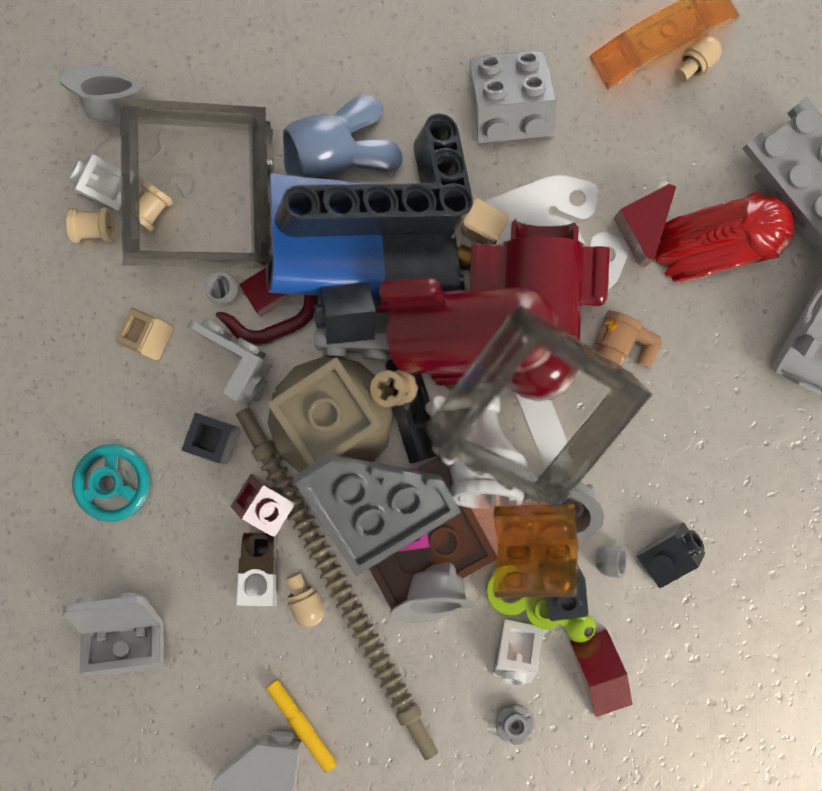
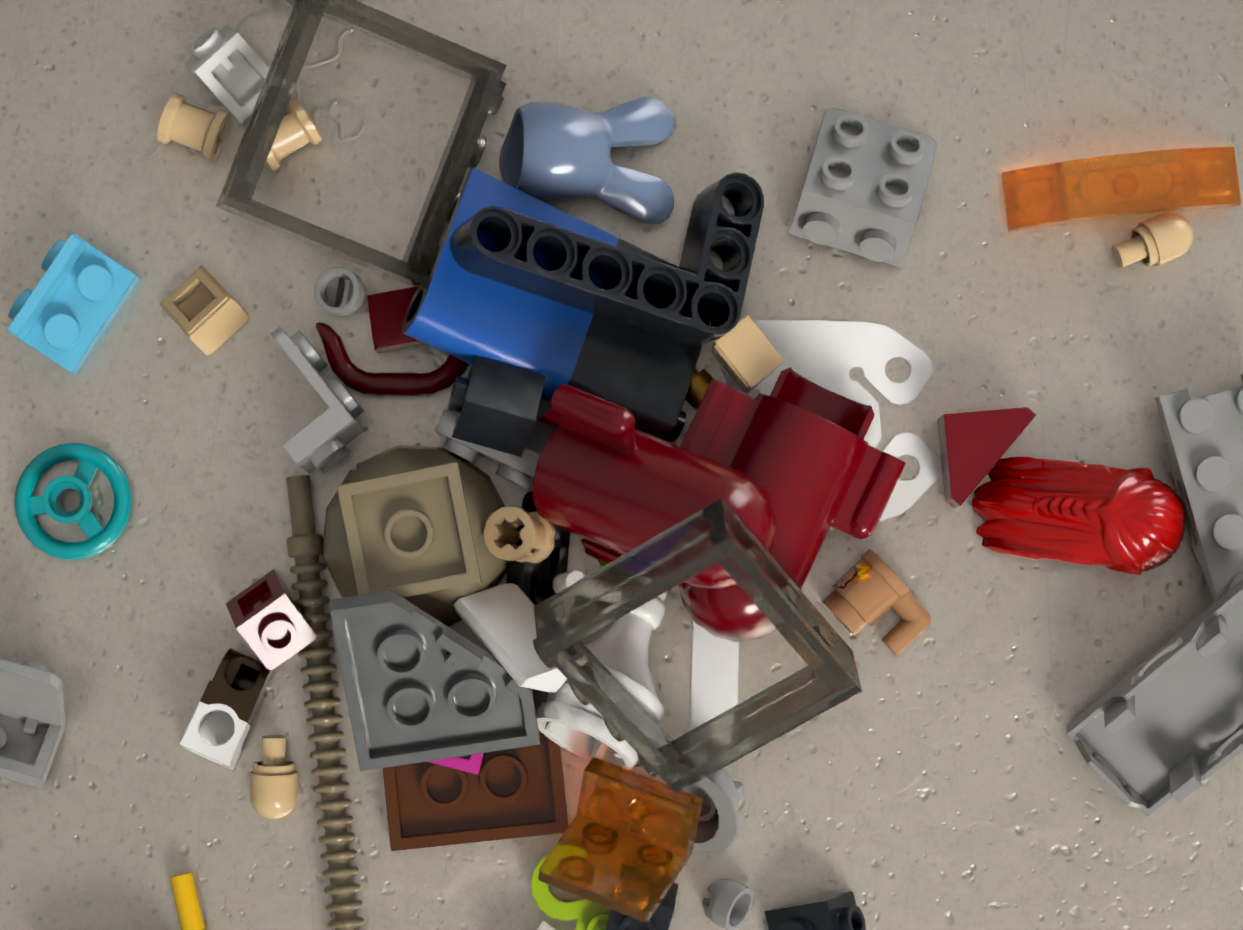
camera: 25 degrees right, 0 degrees up
(59, 362) = (71, 302): none -> medium azure bracket
(210, 438) = (238, 498): black brick -> none
(414, 450) = (506, 626): none -> white slope
(432, 595) = (453, 844): light grey piece -> none

